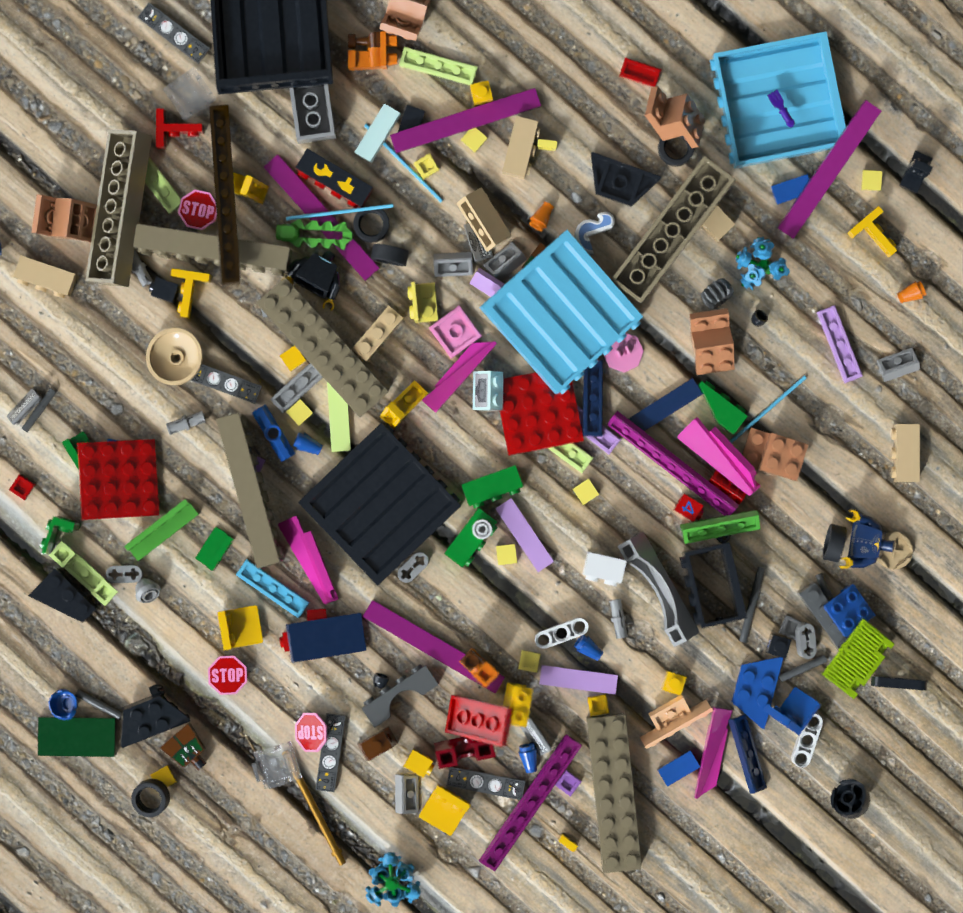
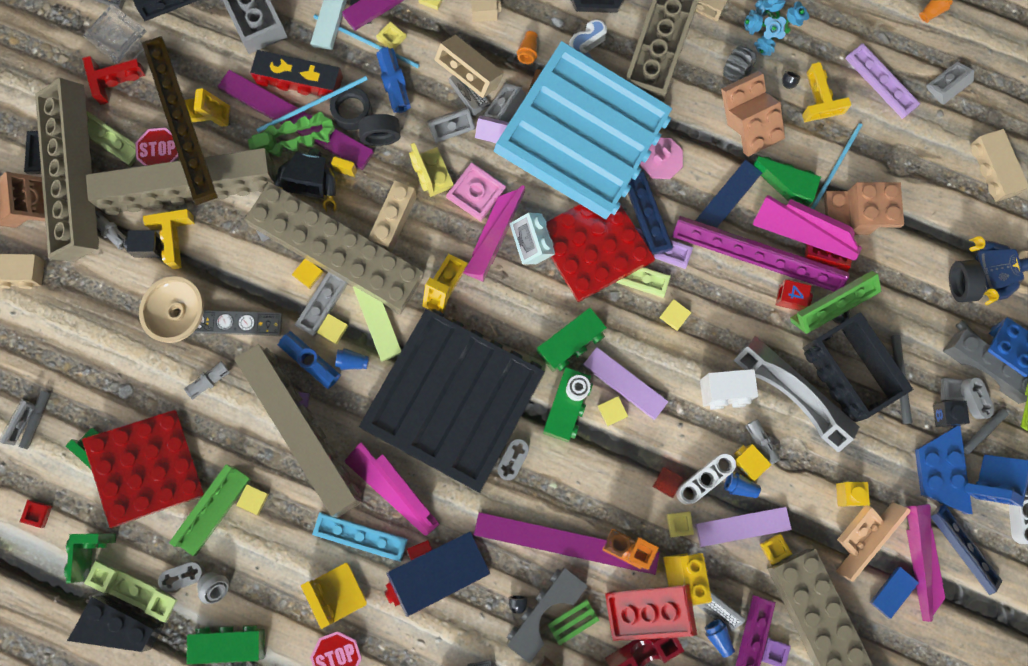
camera: 25 degrees left, 10 degrees down
(93, 177) = (32, 153): none -> black tile
(145, 638) = (225, 645): none -> green brick
(196, 531) = (252, 500): none -> light yellow tile
(214, 548) = (280, 512): green panel -> none
(350, 275) = (344, 166): none -> yellow tile
(415, 209) = (393, 80): none -> blue piece
(434, 704) = (590, 611): none -> bright green tile
(530, 625) = (667, 482): none -> clear red tile
(602, 631) = (751, 462): none -> yellow brick
(780, 343) = (823, 96): none -> yellow bracket

